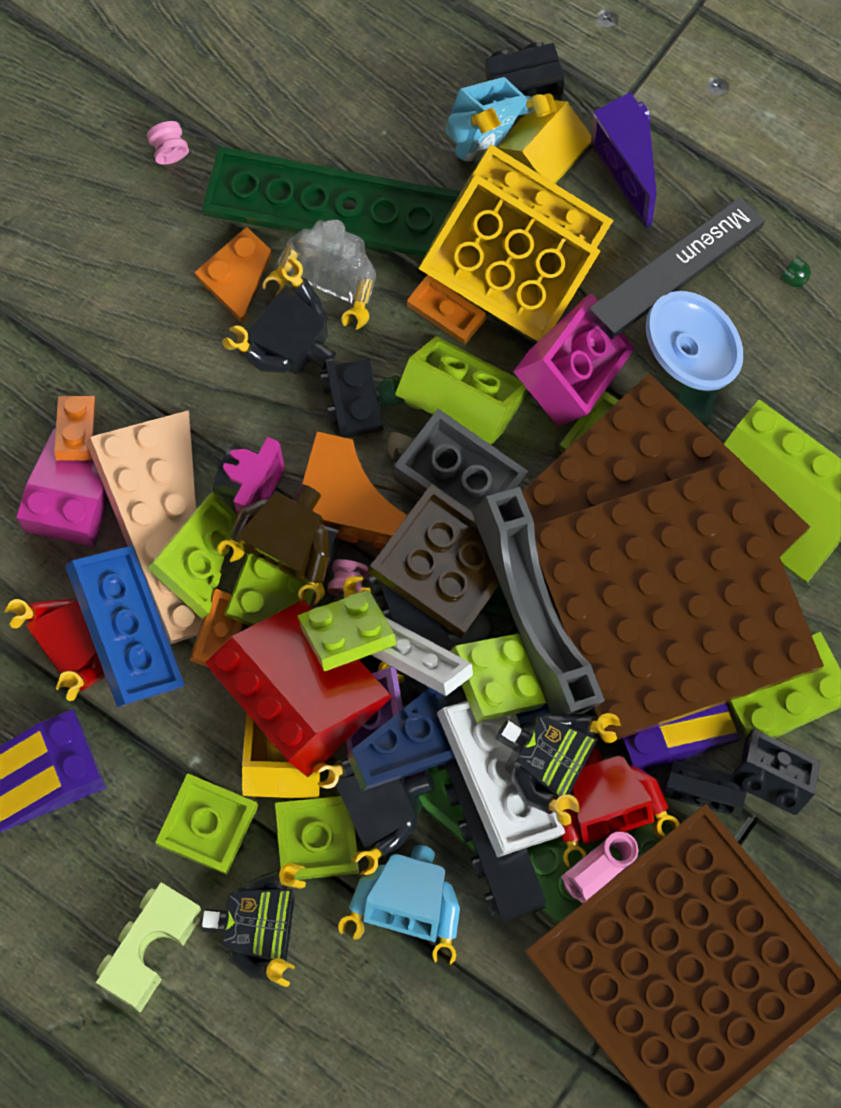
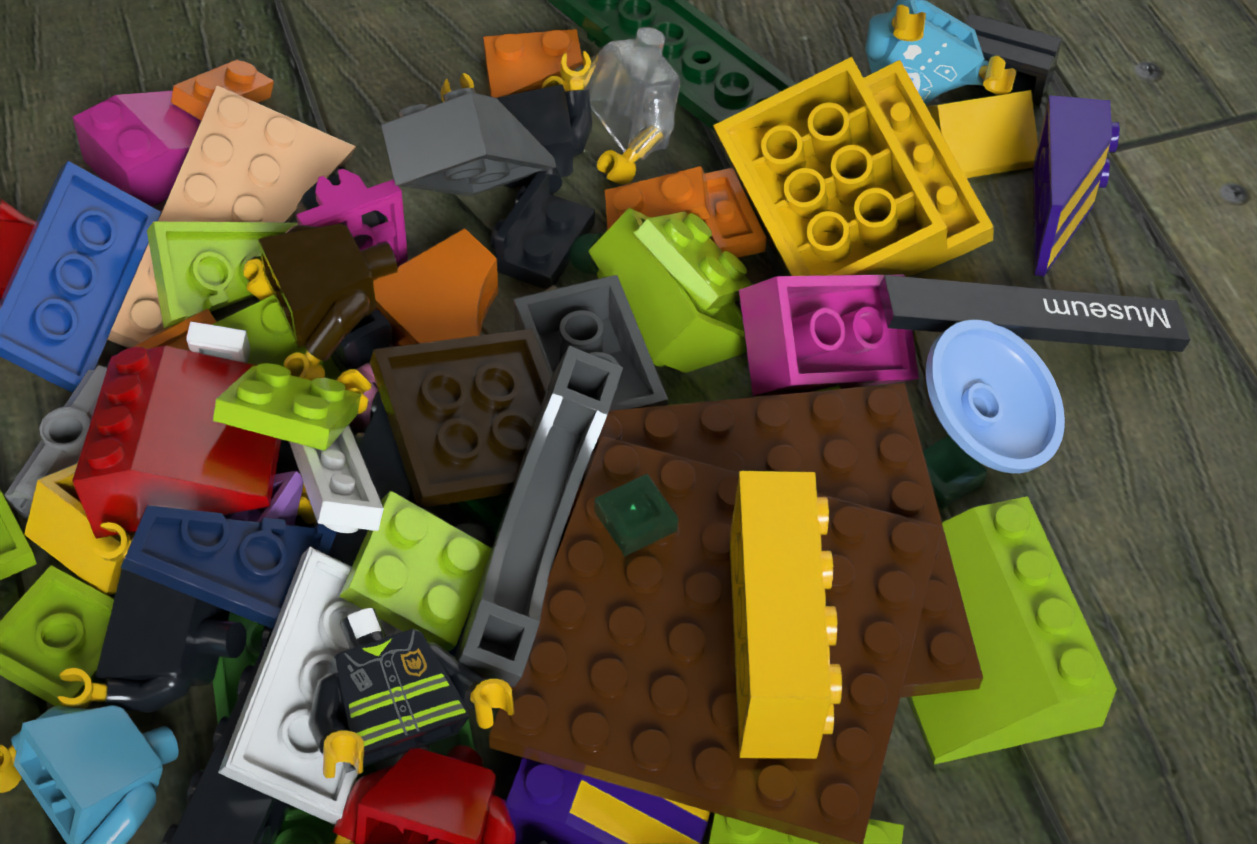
camera: 30 degrees right, 20 degrees down
(217, 746) = (61, 443): none -> light grey piece
(258, 613) = (218, 341): none -> white tile
(289, 391) = (462, 146): none -> dark grey slope
(404, 330) = (661, 196): none -> orange plate
(467, 362) = (693, 259): none -> lime plate
(591, 569) = (636, 514): none -> clear green plate
(713, 579) = (781, 616): none -> yellow brick
(796, 273) = (1189, 412): dark green hinge -> none

